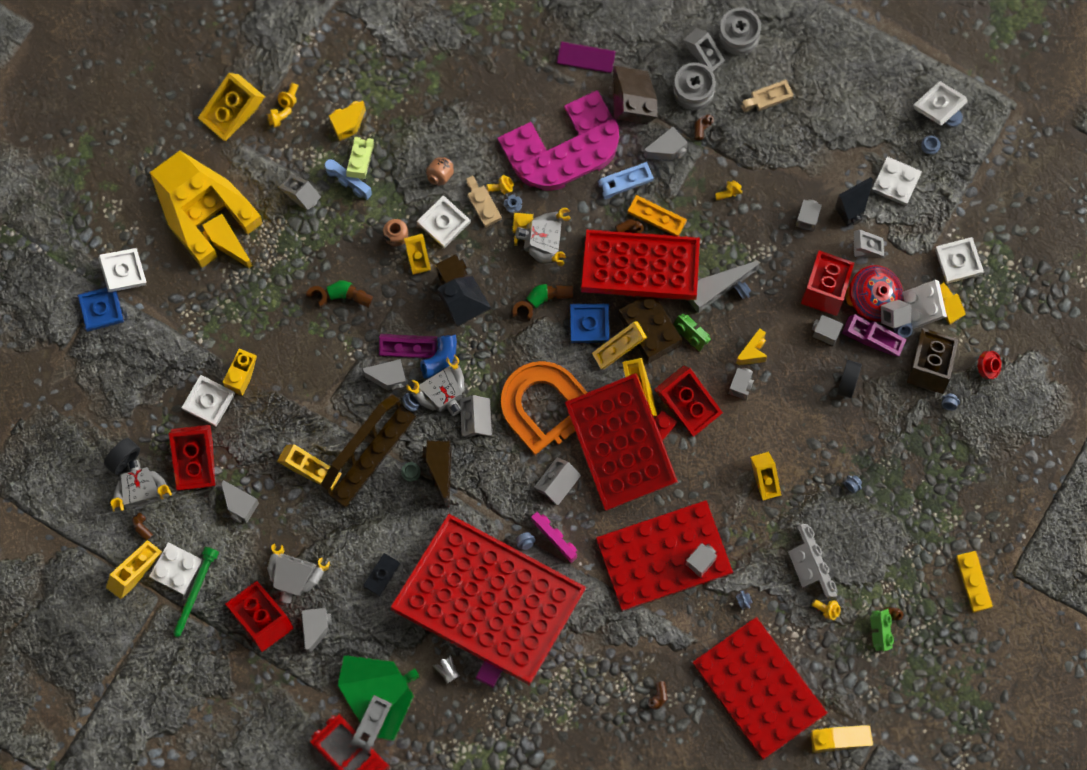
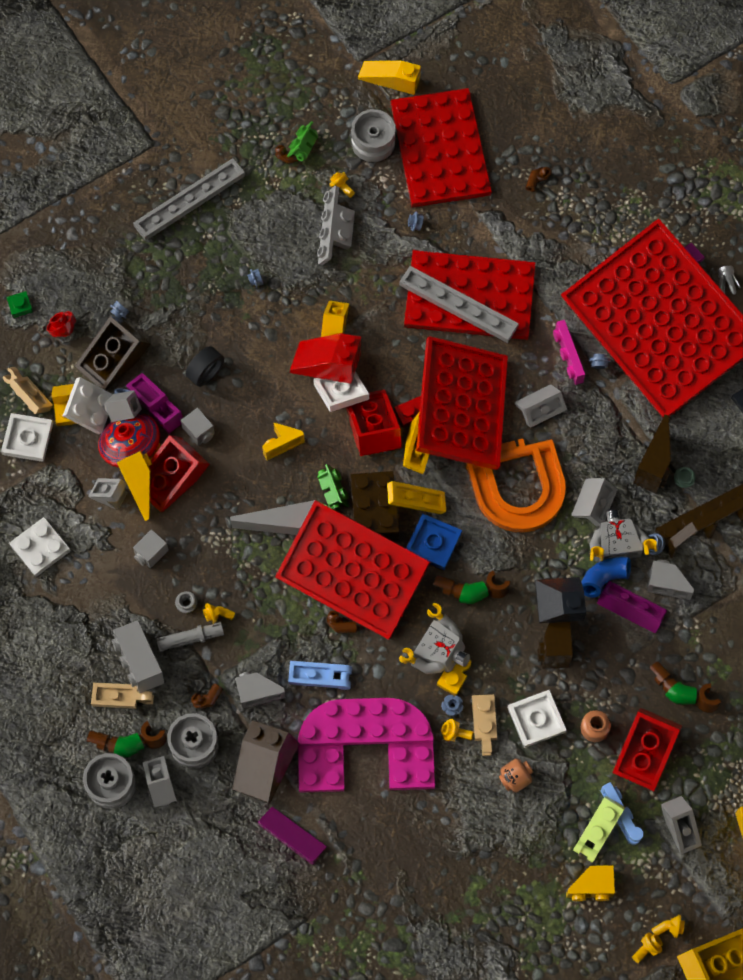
camera: 155 degrees left, 5 degrees down
(348, 237) = (647, 749): none -> red slope
(417, 254) = (581, 694): yellow slope -> none
(657, 216) = (307, 621): light orange plate -> none
(667, 531) = (458, 304): none -> light grey plate
(701, 559) = (439, 264): light grey brick -> none
(728, 413) = (340, 394): none -> white plate
(734, 168) = (197, 634): none -> light grey pin
(741, 382) = (311, 414): light grey brick -> none
(743, 289) = (259, 503): sand blue plate -> none
(744, 62) = (130, 744): none -> reddish brown piece
(753, 434) = (328, 357): none -> red slope
(758, 184) = (186, 596): none -> light grey plate
(770, 126) = (137, 657): none -> light grey brick
(819, 674) = (373, 135): none -> light grey wheel
(850, 258) = (137, 476): none -> yellow slope
(853, 202) = (95, 537): black slope -> none
(950, 531) = (189, 199): none -> light grey plate
(974, 581) = (193, 150): yellow plate -> none
(981, 296) = (27, 391): none -> tan plate
(1035, 370) = (19, 304): none -> green plate

